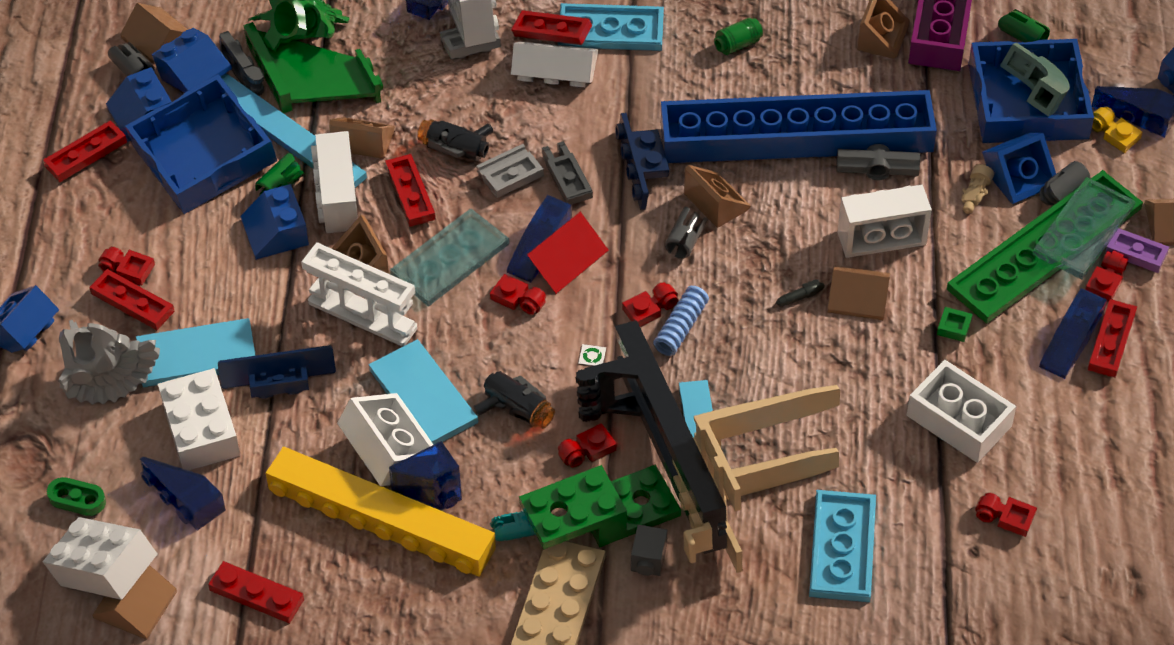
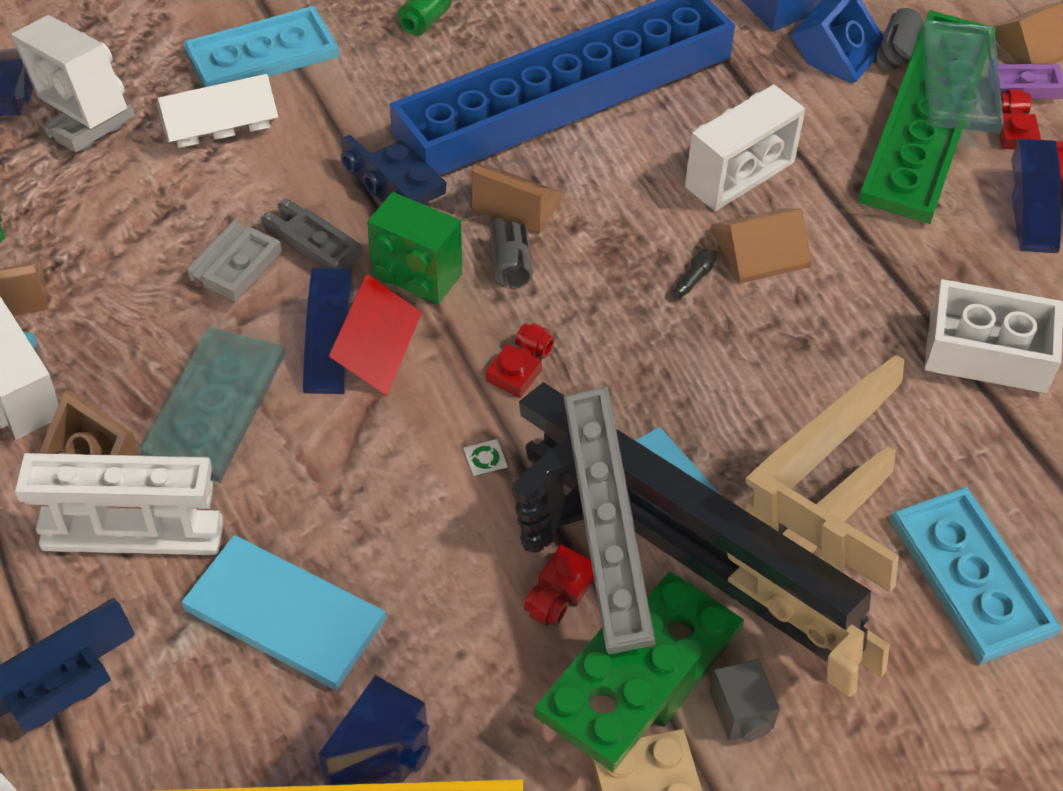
camera: 30 degrees left, 0 degrees up
(382, 432) = (273, 703): white brick -> none
(410, 190) = (111, 335): red plate -> none
(455, 139) = (137, 247): black piece -> none
(511, 526) = (533, 753): teal hinge -> none
(512, 292) = (329, 416): red plate -> none
(518, 397) = (426, 558): black piece -> none
(551, 27) = (191, 70): red plate -> none
(617, 411) = (609, 522): none -> light grey tile
(621, 206) = (415, 247): none -> green brick
(681, 320) = (576, 353): light blue piece -> none
(878, 162) = (680, 88): dark grey piece -> none
(954, 324) = (900, 238): green plate -> none
(972, 196) = (809, 84): tan piece -> none

